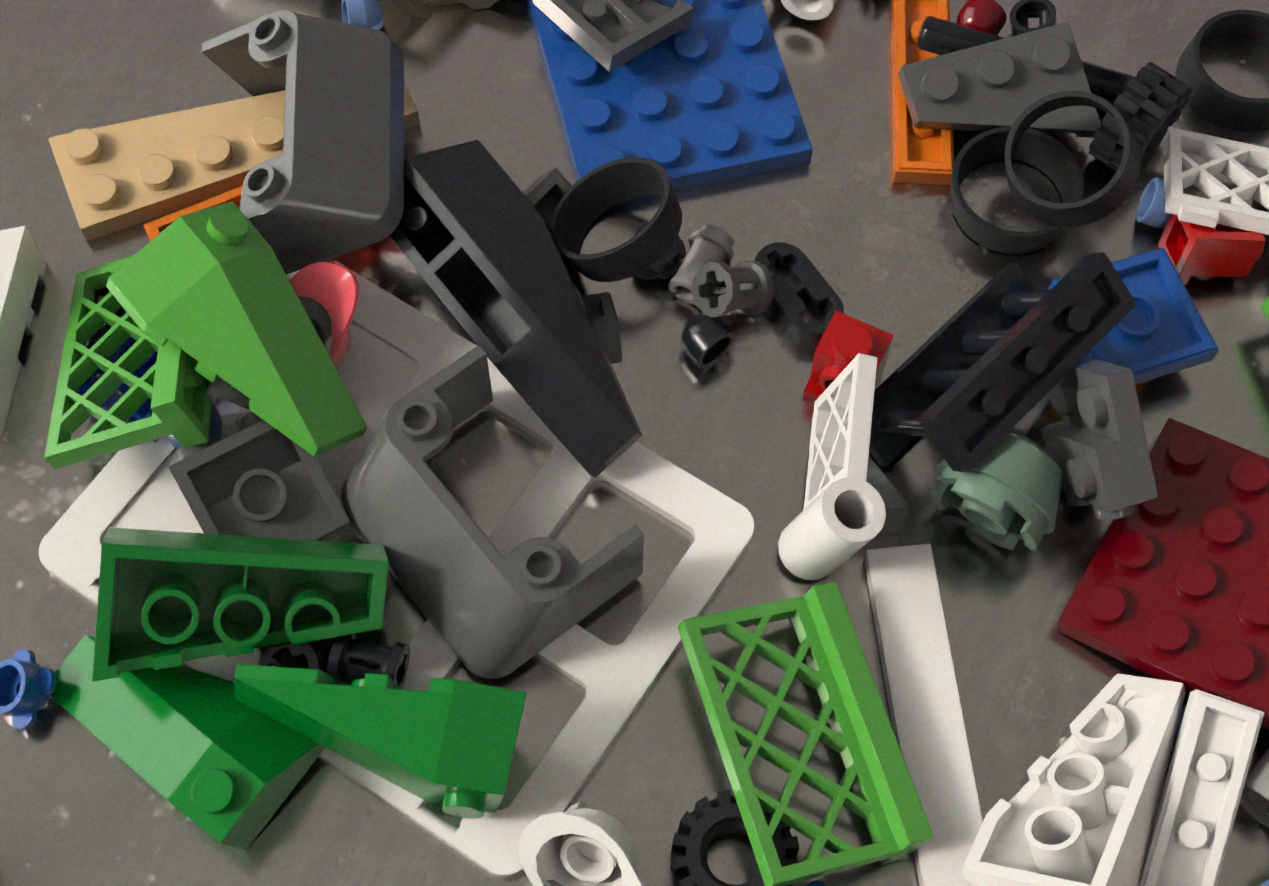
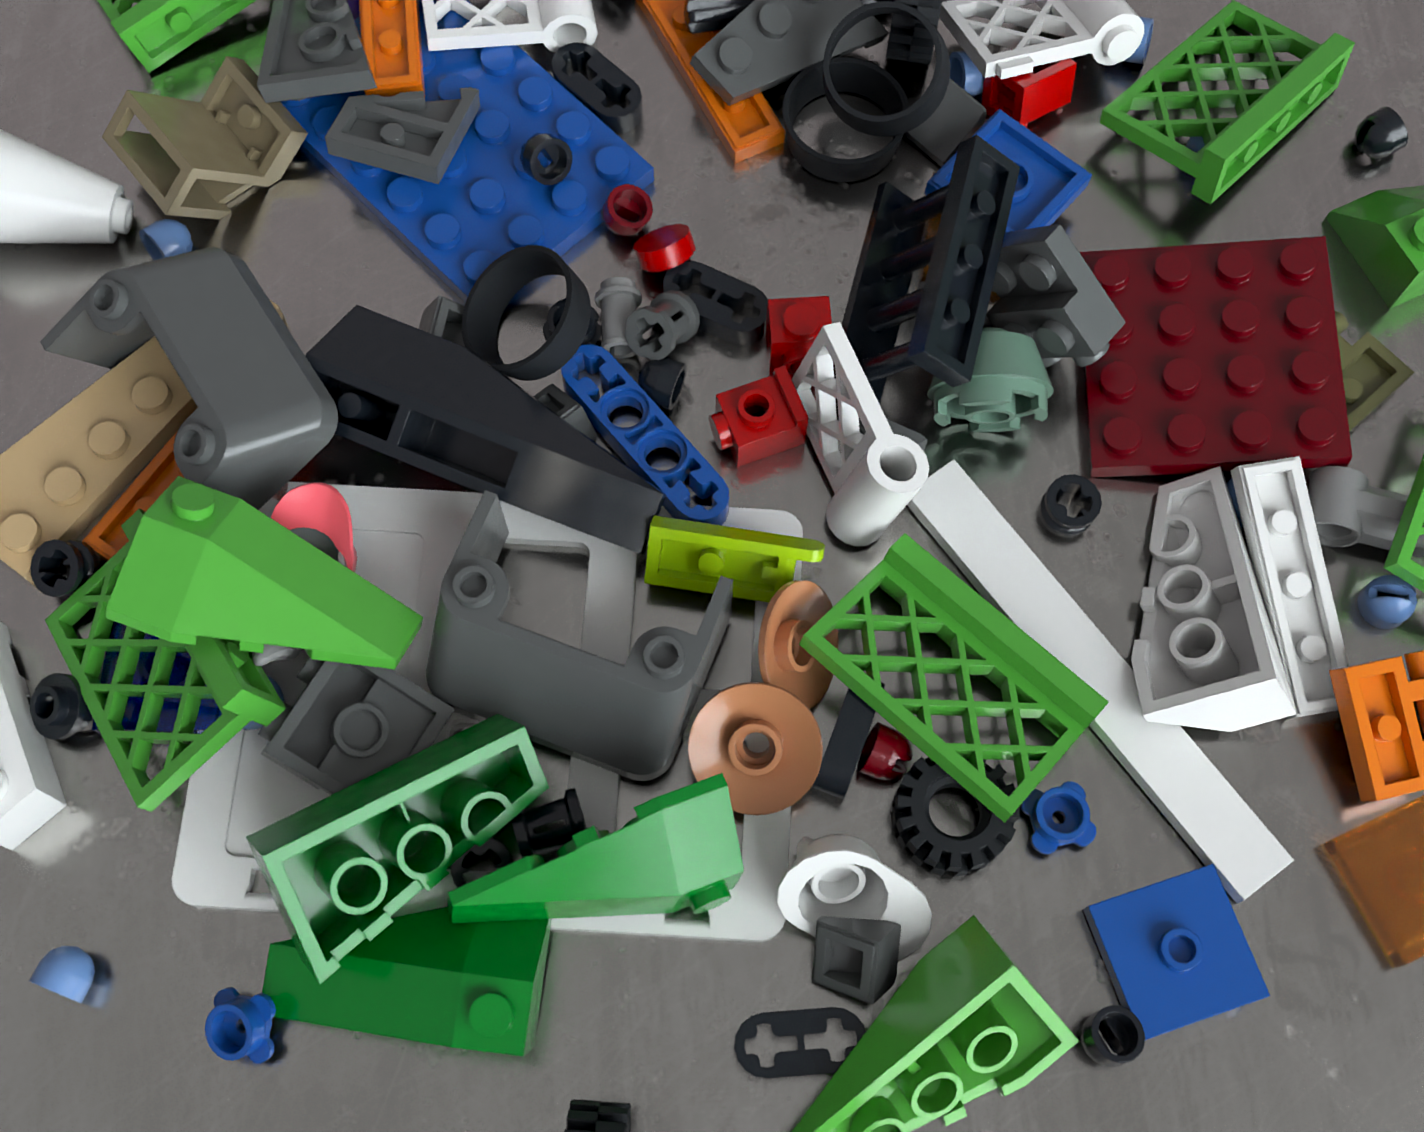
camera: 30 degrees left, 5 degrees up
(41, 348) = (59, 707): none -> black plate
(109, 225) = (47, 562): none -> black bush
(555, 704) = (762, 780): none -> nougat dish
(651, 636) = (781, 658): none -> nougat dish
(653, 379) = (651, 432): none -> blue beam
(670, 743) = (845, 746): none -> black beam
(674, 527) = (698, 553): none -> lime hinge
(703, 773) = (881, 753): none -> dark red hinge
(728, 91) = (554, 150): none -> black hinge
(770, 415) = (759, 437): none -> red brick
(772, 170) = (627, 203): none -> dark red hinge
(779, 223) = (665, 248): none -> red tile
(816, 54) = (603, 81): none -> black beam
(998, 644) = (1084, 494): none -> black bush
(1118, 234) = (951, 123): none -> dark grey slope

